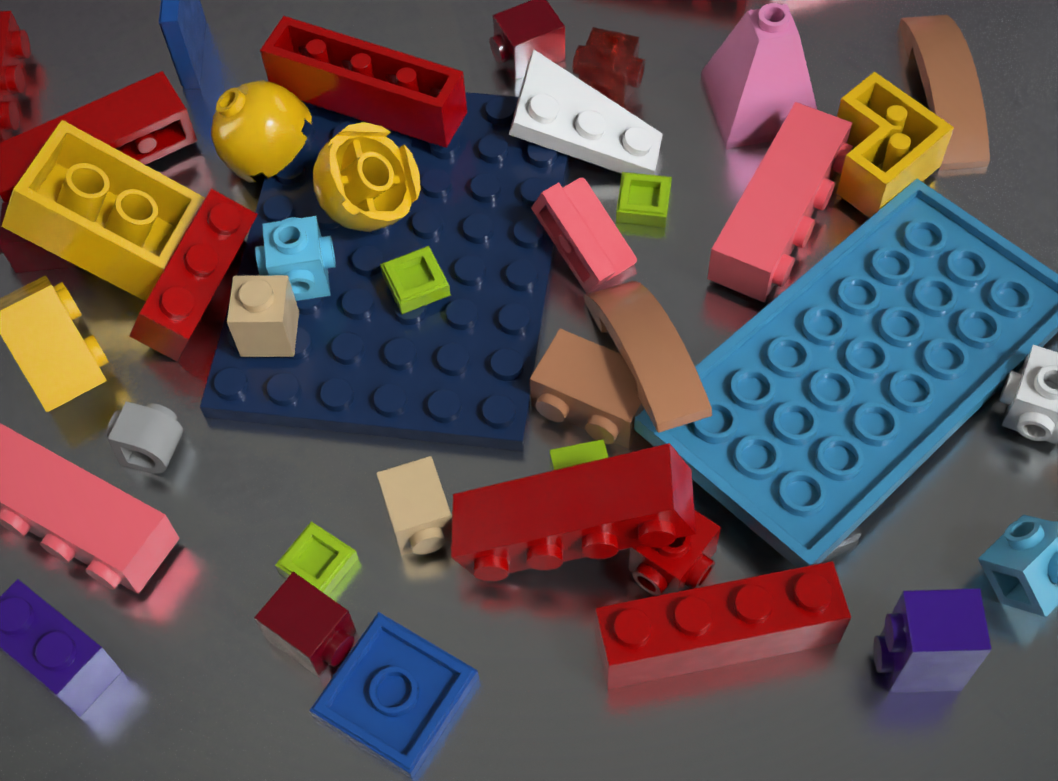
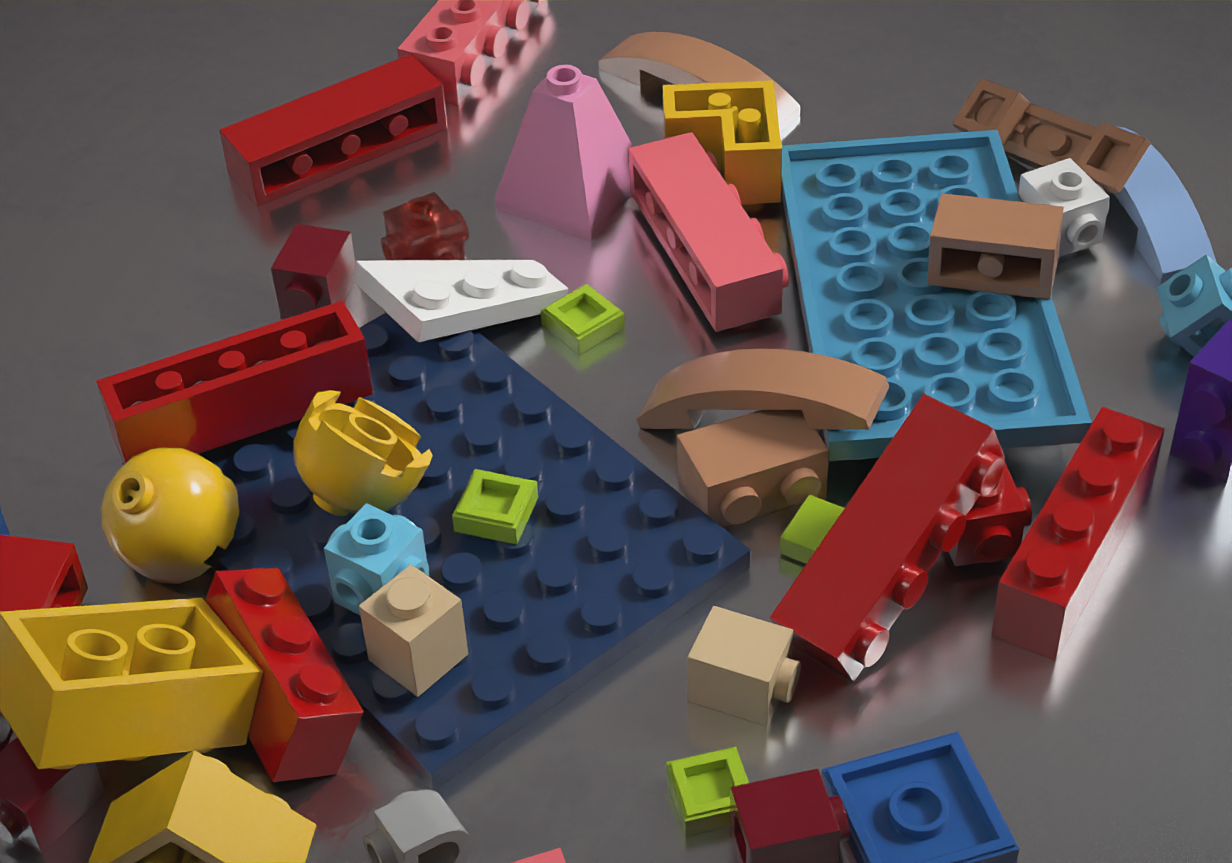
camera: 50 degrees left, 15 degrees down
(583, 233) = (585, 371): coral panel -> none
(926, 381) = (995, 245): none -> nougat brick

